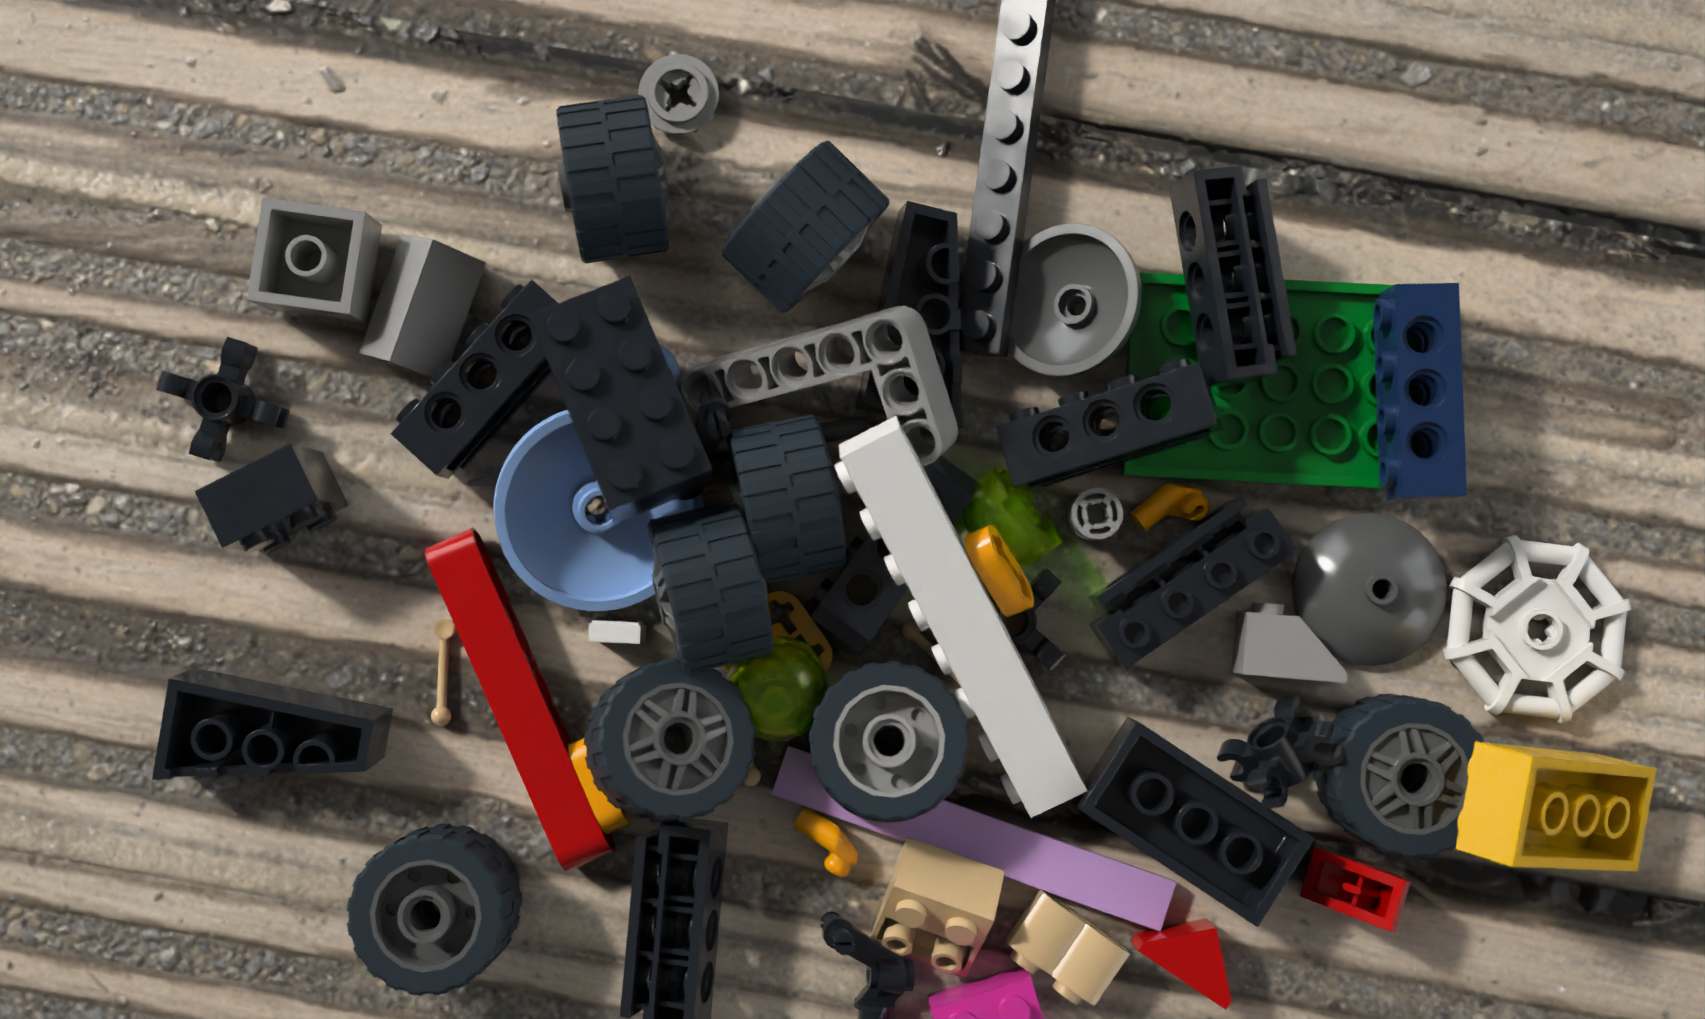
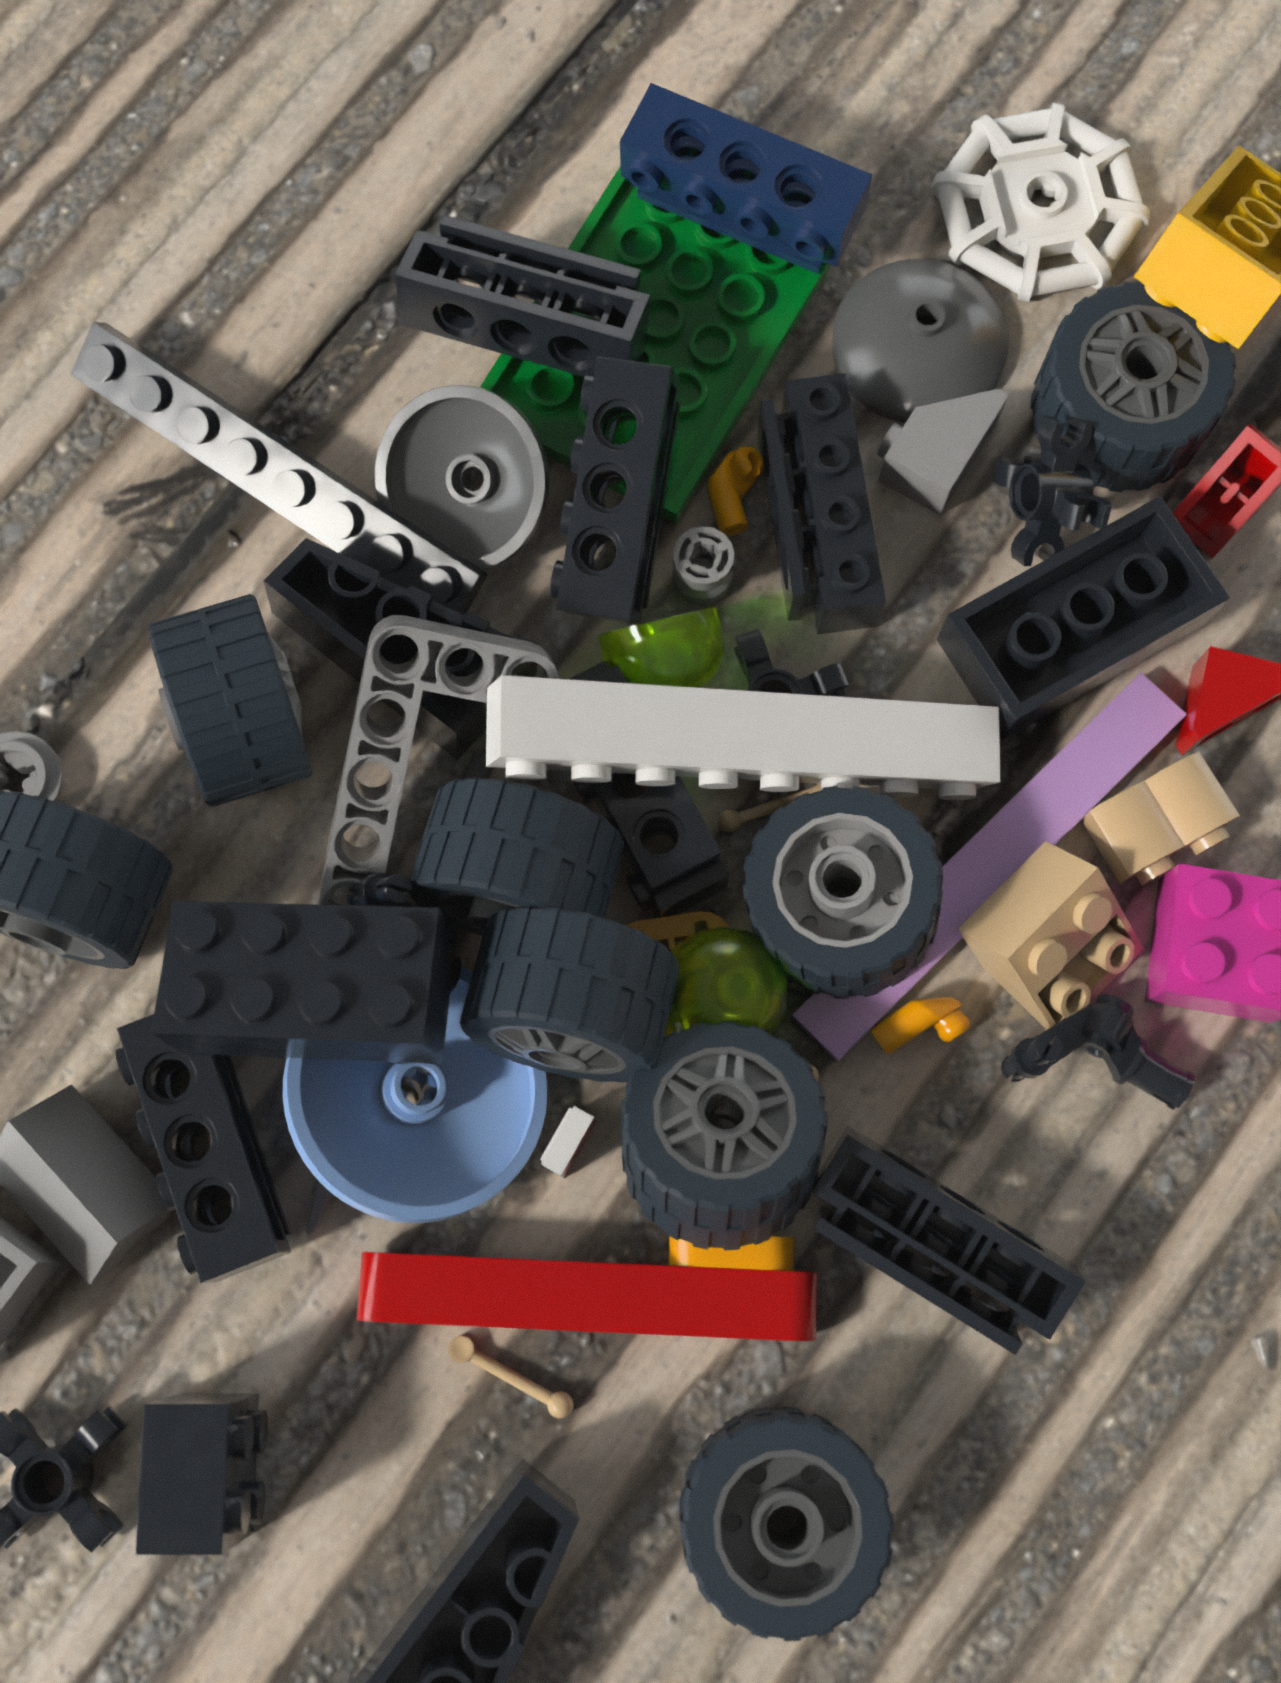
camera: 65 degrees left, 10 degrees down
(999, 570) = (713, 672): light orange beam -> none

